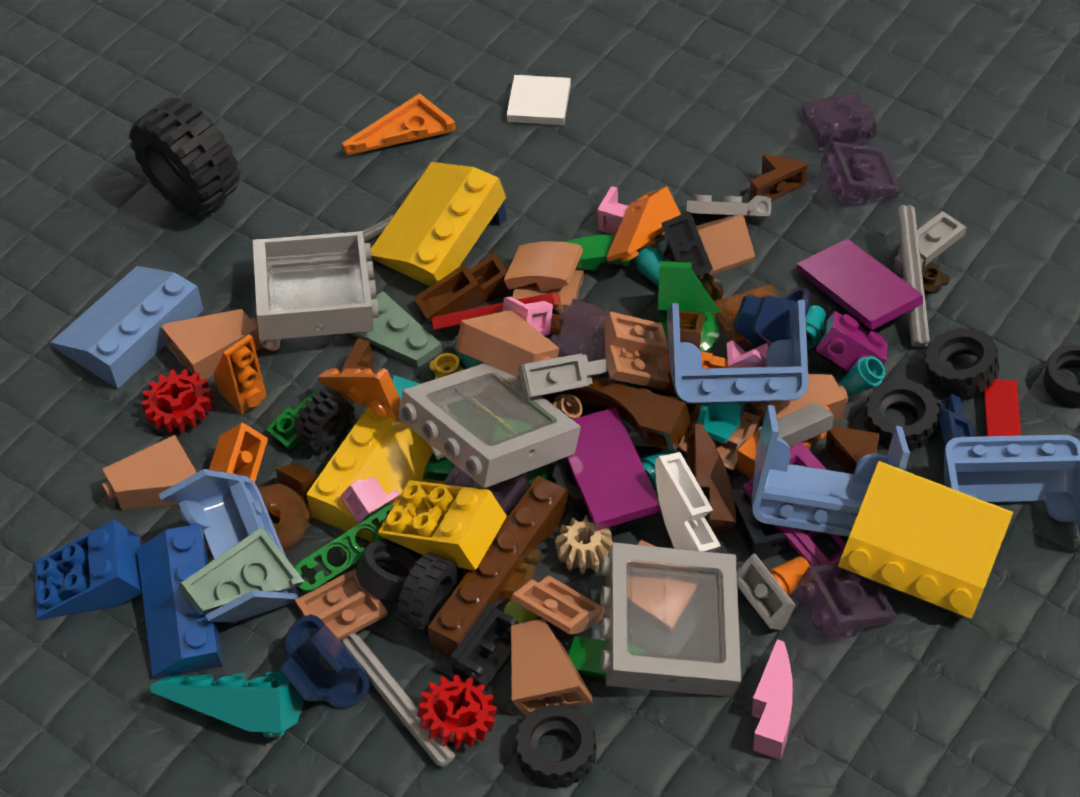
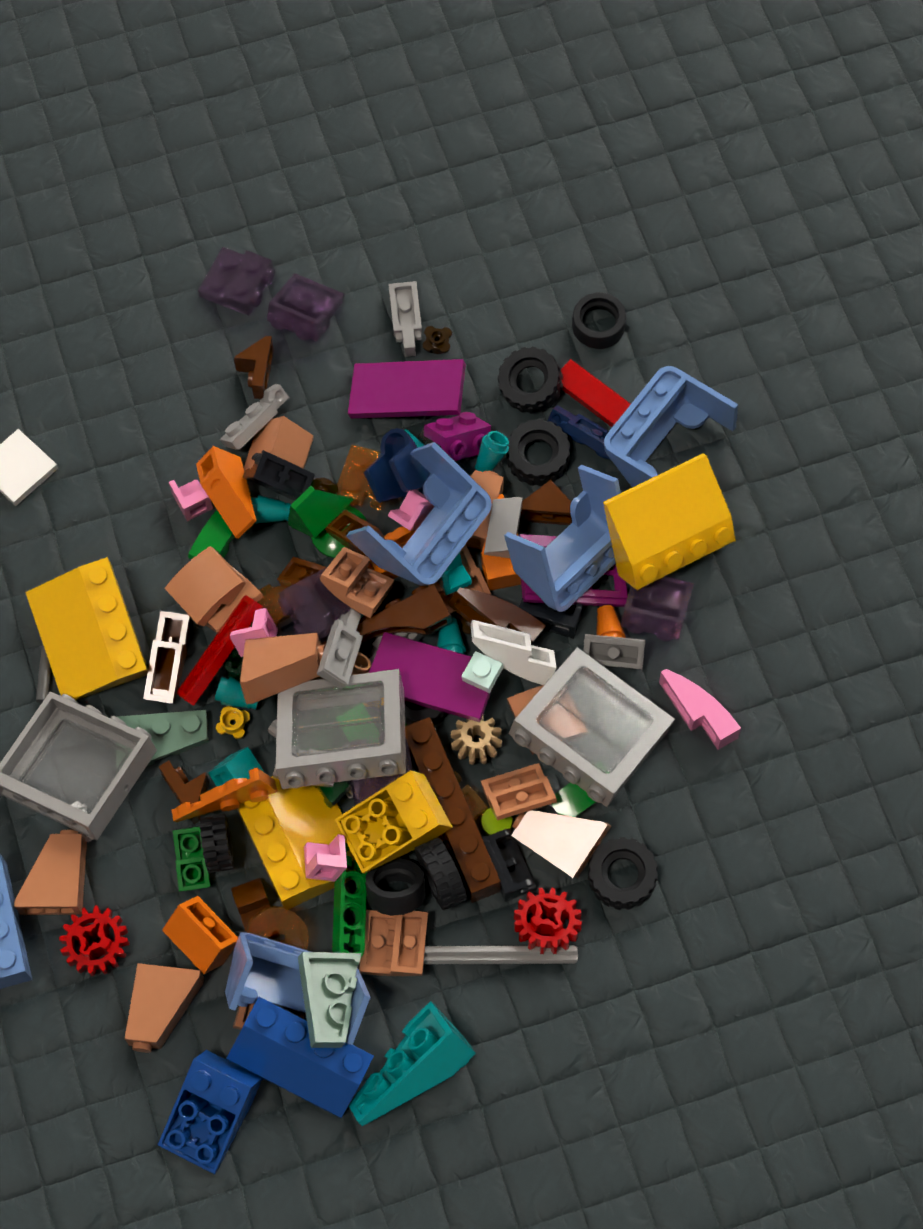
camera: 55 degrees left, 15 degrees up
(240, 376) = (121, 877): orange slope -> none
(305, 645) = (448, 1000): dark blue piece -> none
(640, 494) = (482, 672): none -> light aqua plate
(913, 273) = (427, 345): light grey axle -> none

